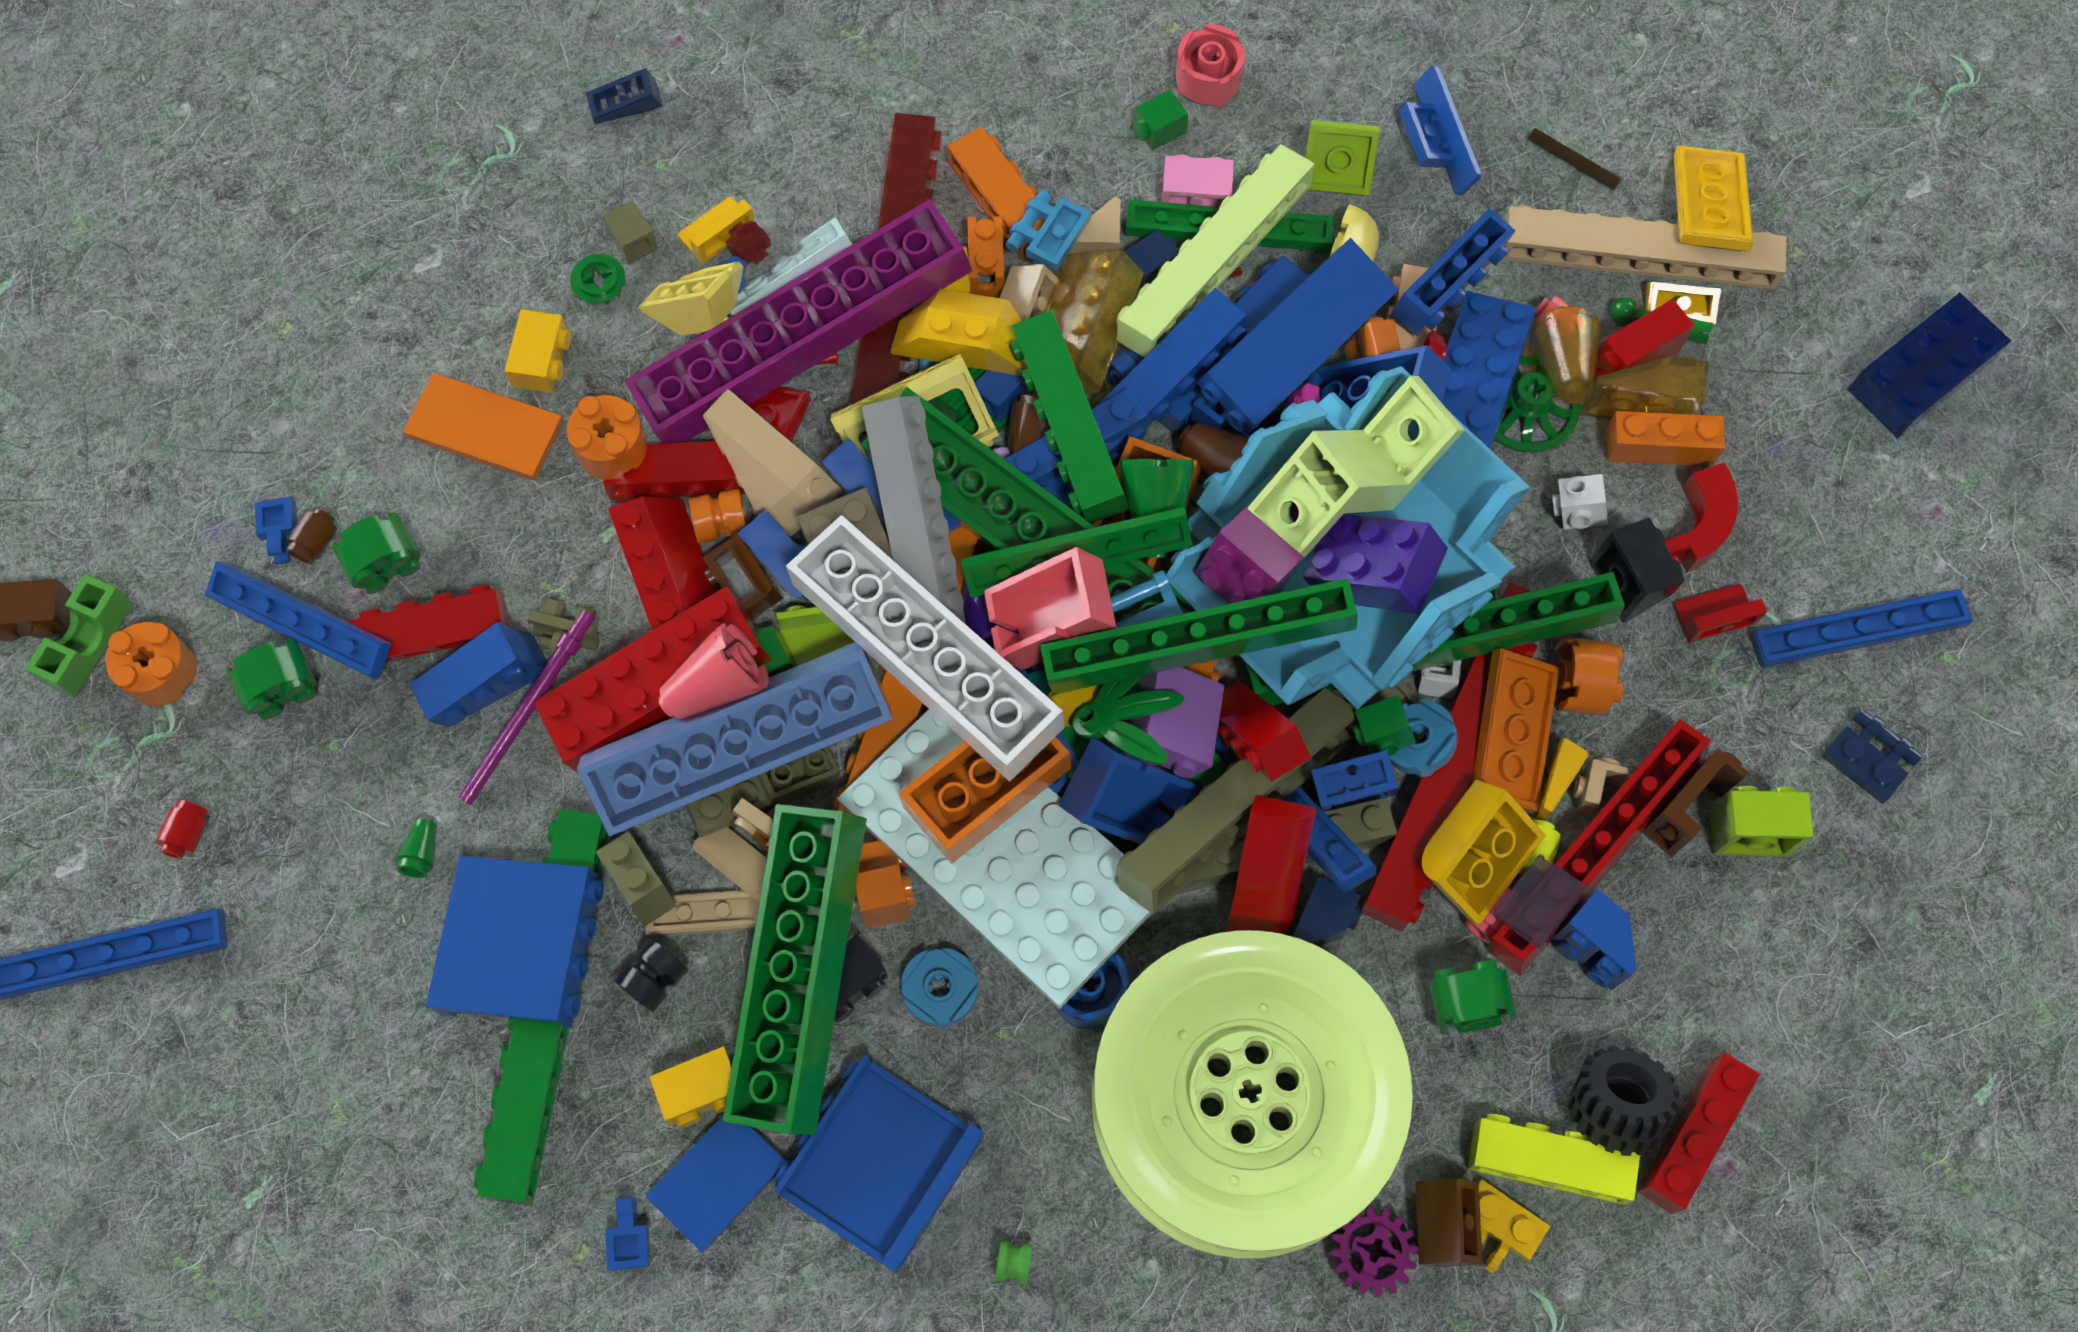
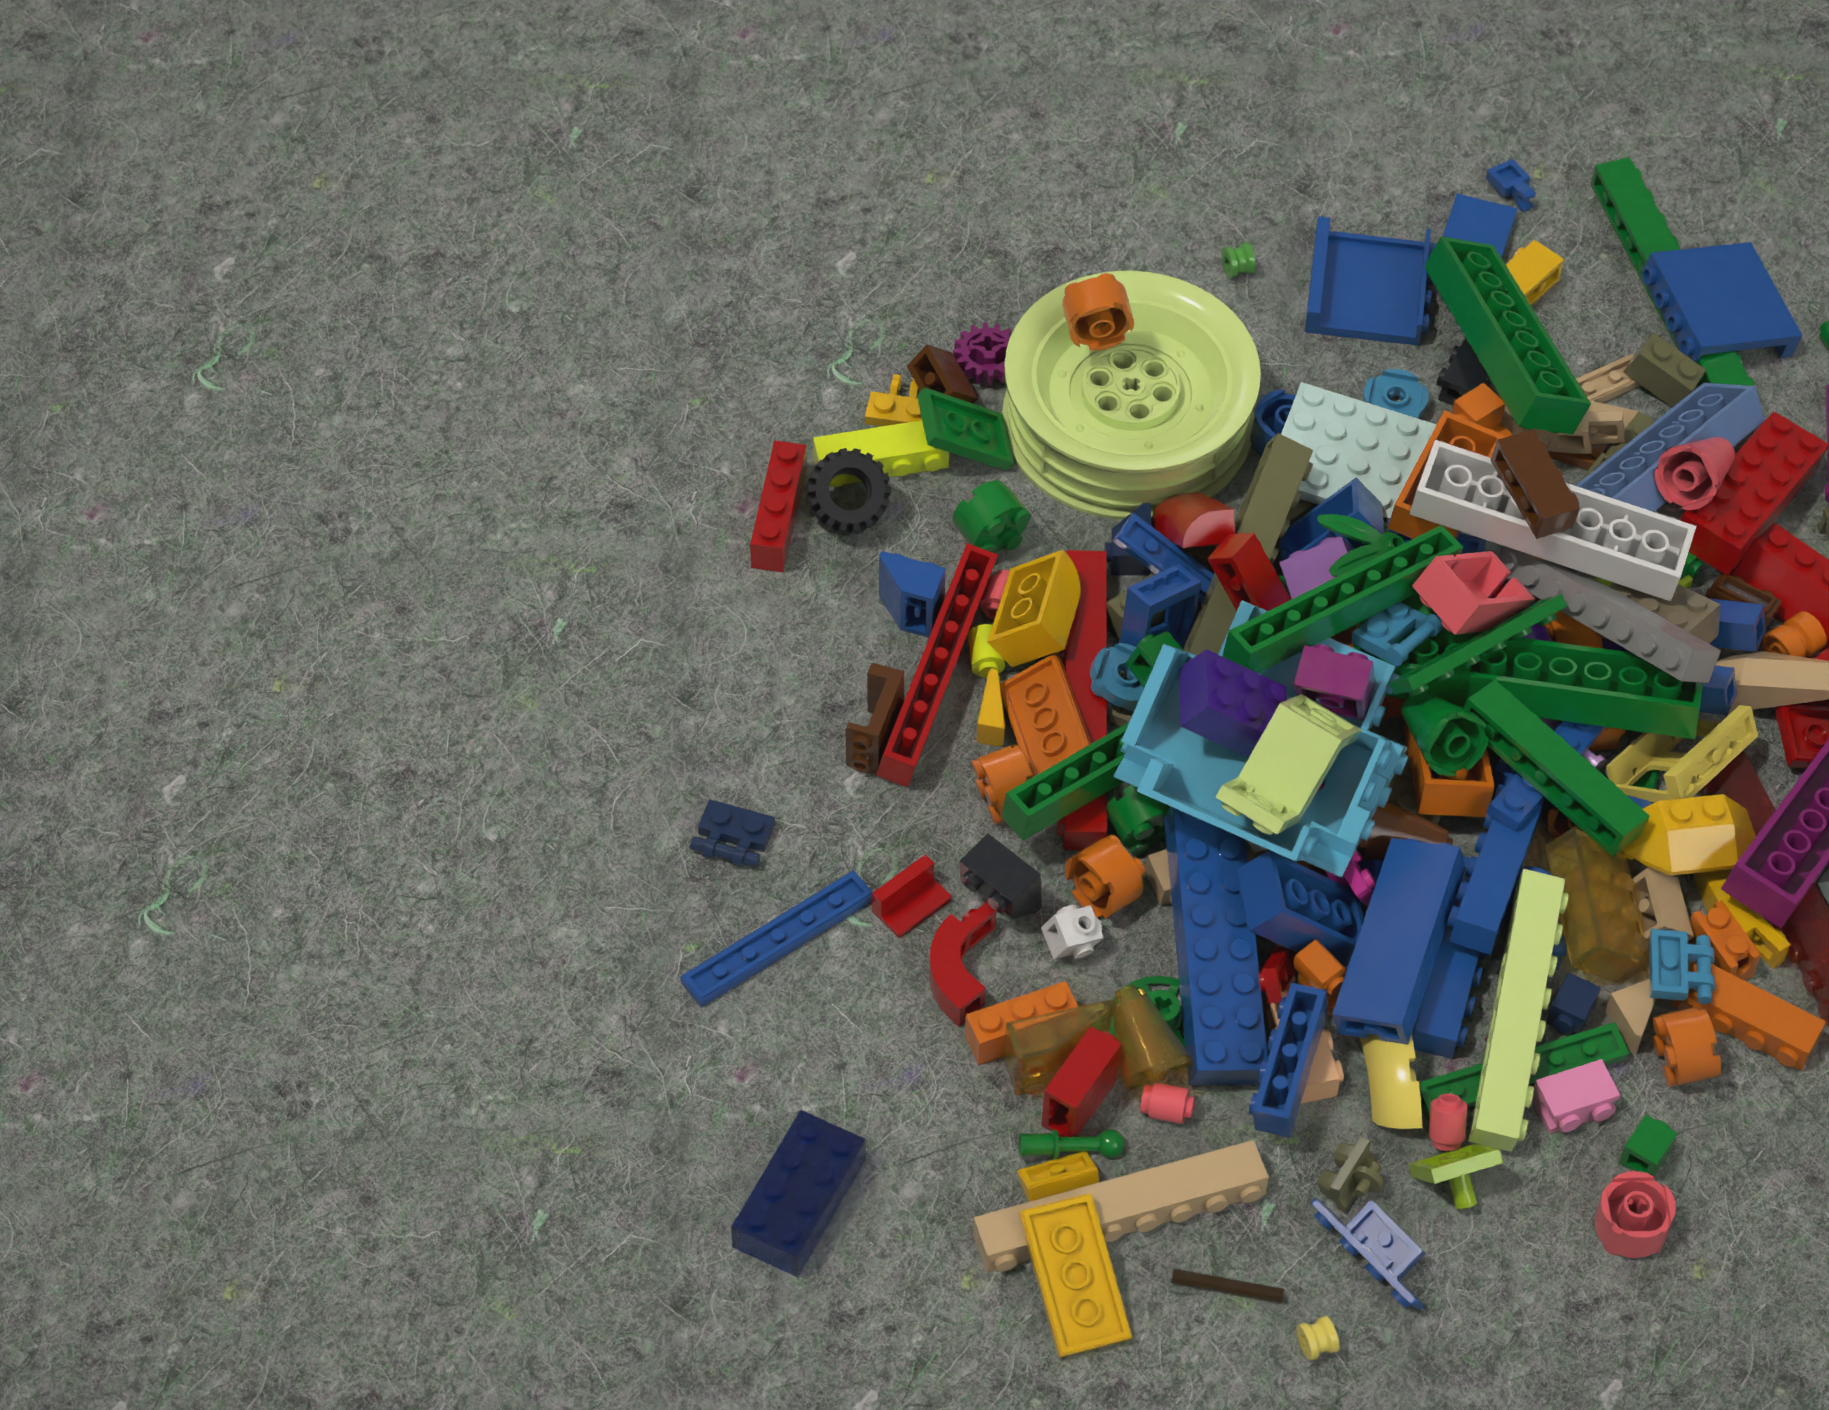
camera: 155 degrees right, 15 degrees down
(651, 975) = (1608, 324): black wheel -> none
(935, 655) = (1535, 483): none -> reddish brown brick
(1082, 173) = (1687, 1044): none -> orange brick
(1277, 1151) = (1097, 312): none -> orange brick
(1335, 198) = (1448, 1122): none -> coral brick
(1442, 193) = (1356, 1176): none -> olive hips
(1461, 1133) = (965, 429): none -> green plate
(1523, 82) = (1317, 1338): none -> light yellow wheel
(1532, 538) = (1105, 876): none -> orange brick
(1540, 901) = (972, 585): clear purple plate -> none
(1590, 785) = (959, 727): tan bracket -> none
(1761, 822) = (813, 722): lime brick -> none

